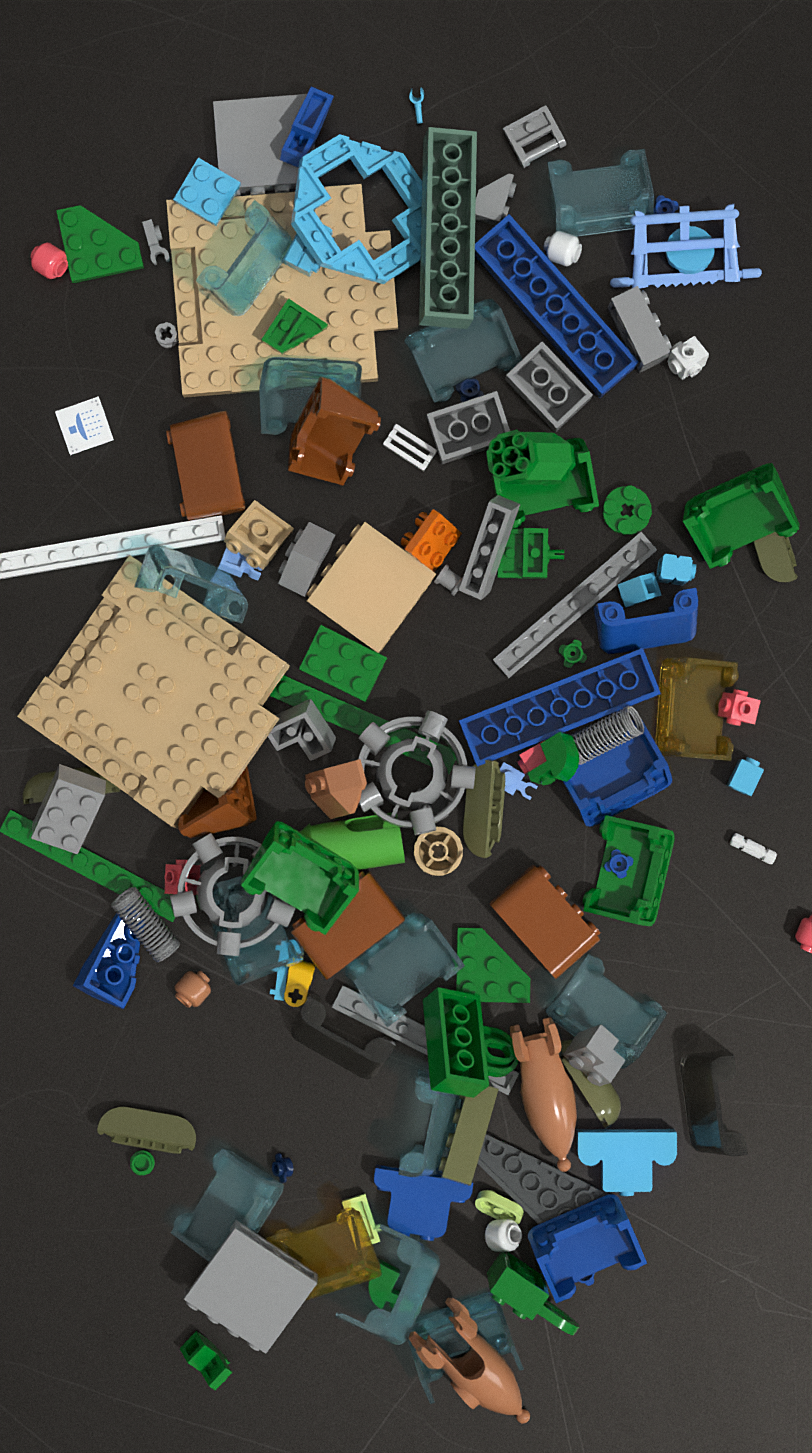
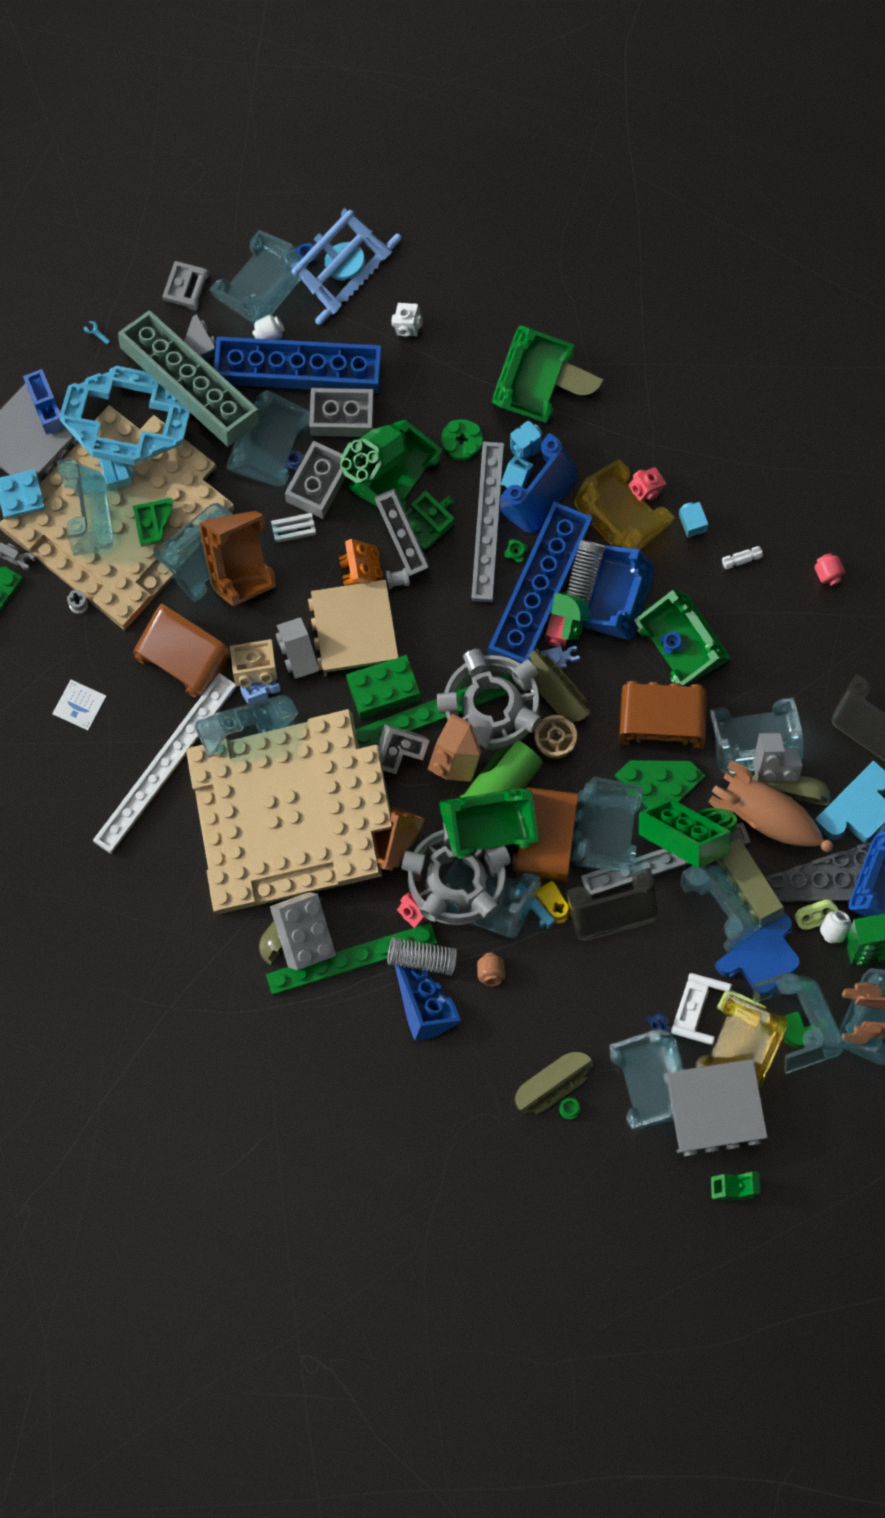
camera: 40 degrees left, 15 degrees down
(321, 1181) = (692, 1006): none -> white plate
(639, 328) = (361, 327): light grey brick -> none

